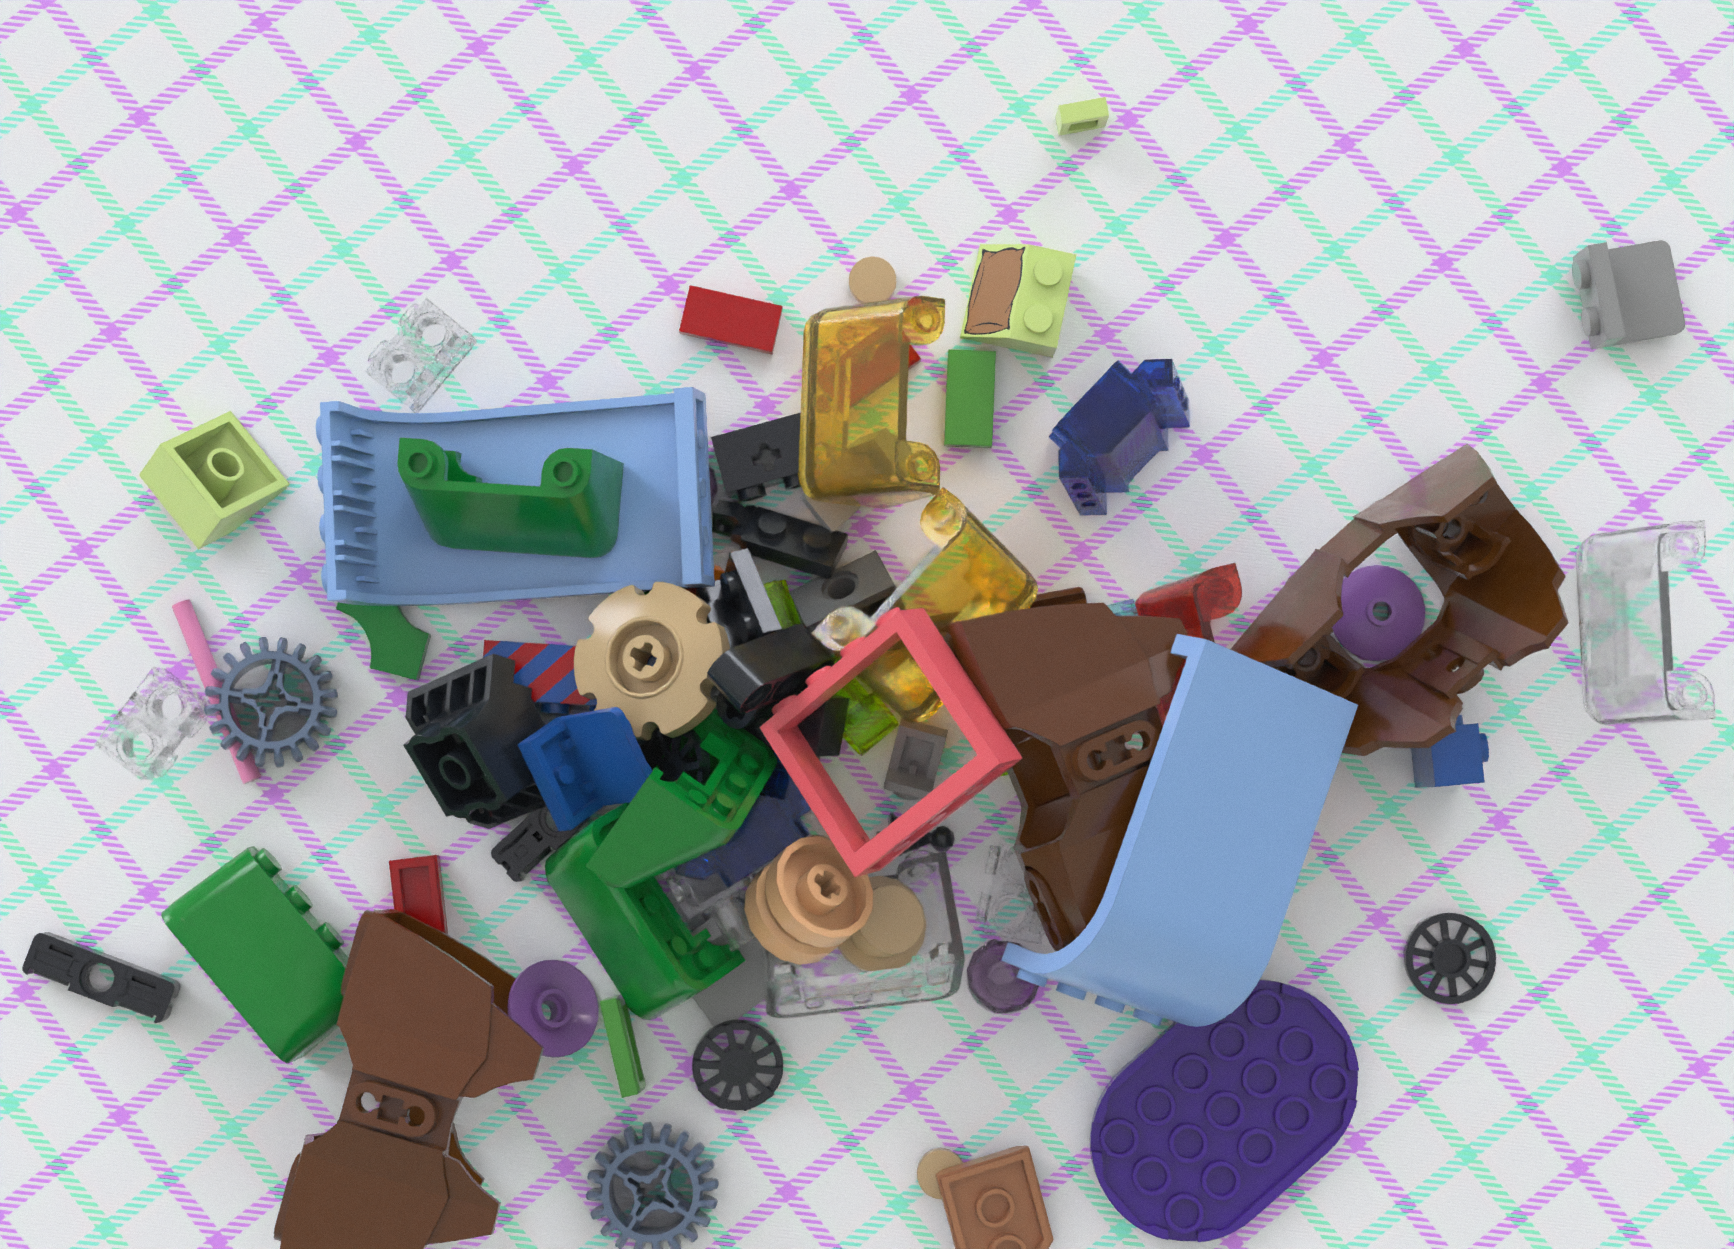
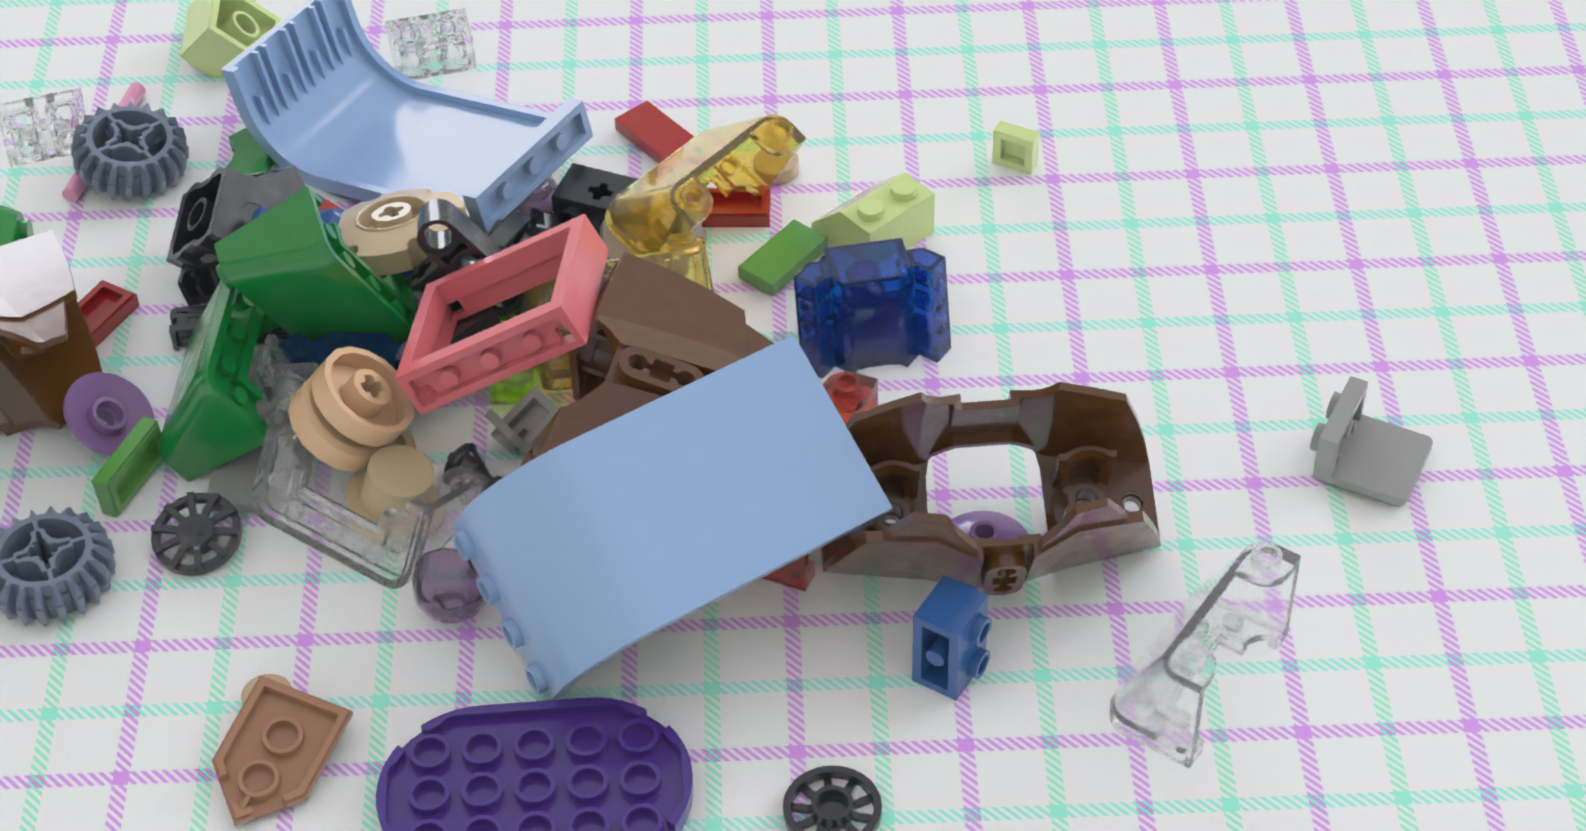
camera: 40 degrees right, 40 degrees down
(565, 516) = (408, 116): green windscreen -> none

